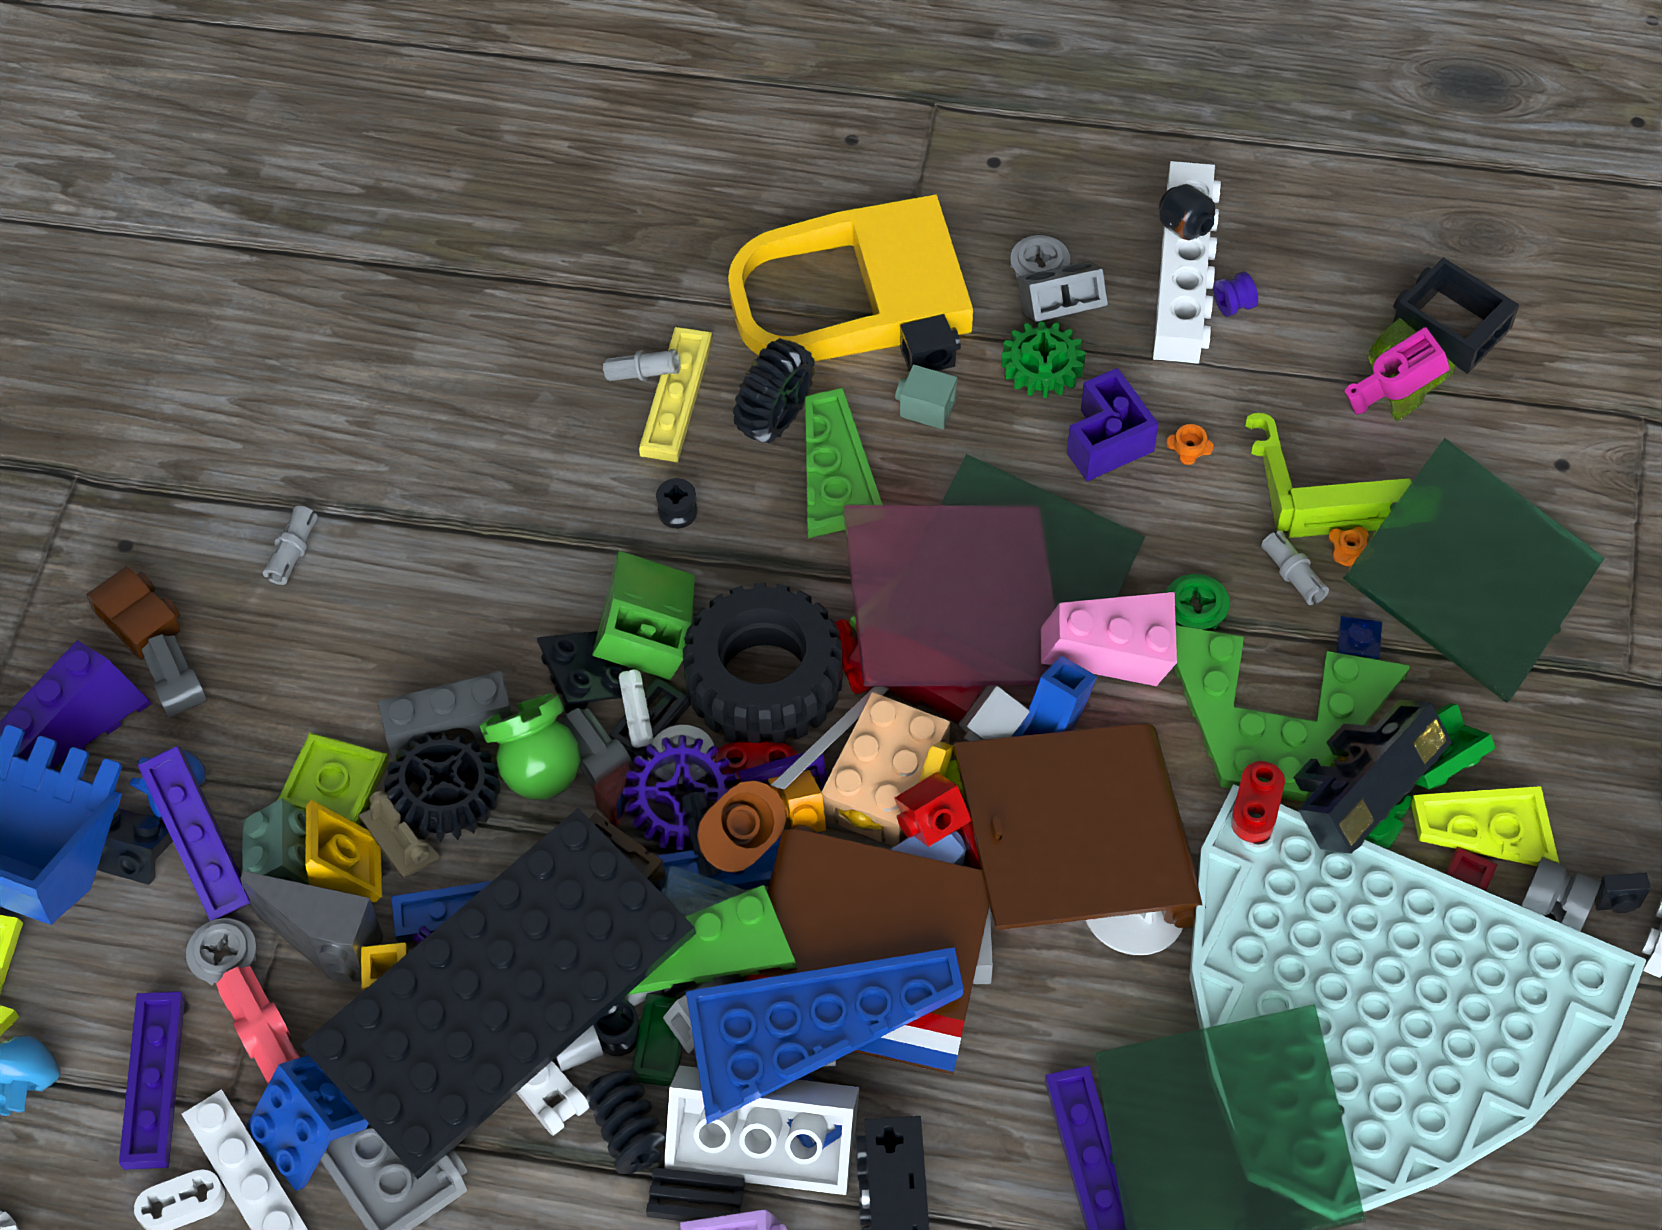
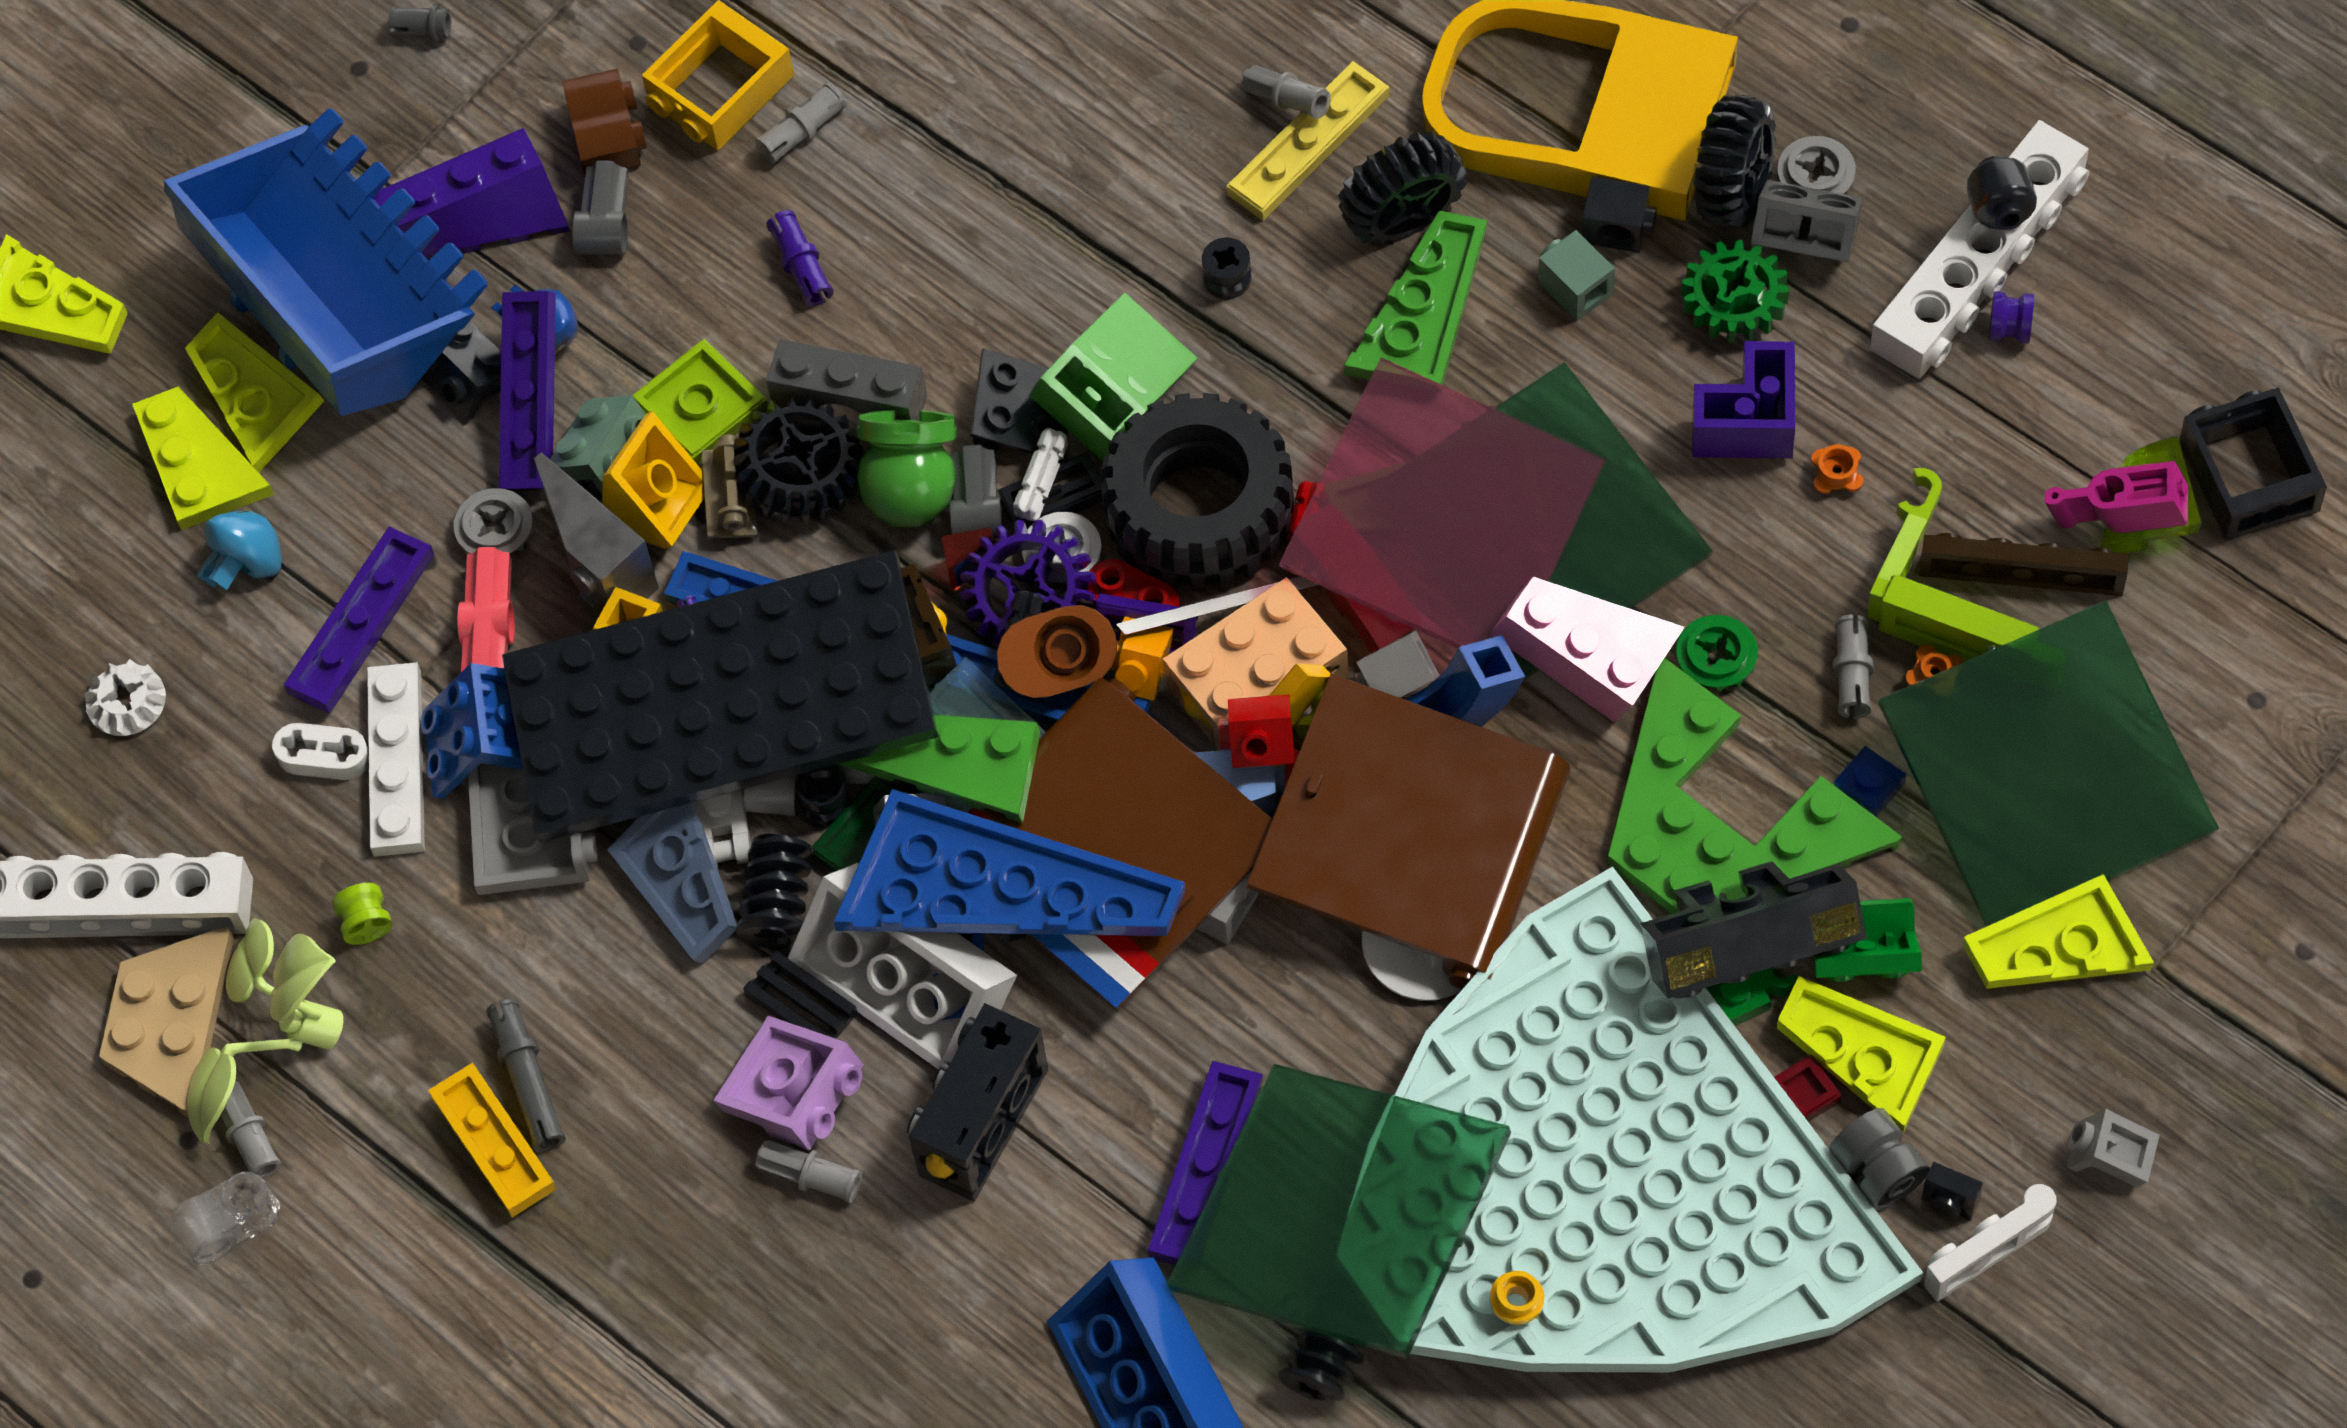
camera: 35 degrees right, 5 degrees up
(207, 505) = (745, 40): none -> yellow window
(349, 640) = (799, 258): none -> dark purple pin
(542, 1150) = (678, 877): none -> sand blue wing
(994, 270) = (1734, 160): none -> black gear
(1257, 798) = (1623, 894): red plate -> none
(1360, 446) = (2023, 564): none -> dark brown plate
(1407, 1121) = (1517, 1283): none -> yellow plate
(1562, 682) = (2060, 939): none -> neon yellow wing

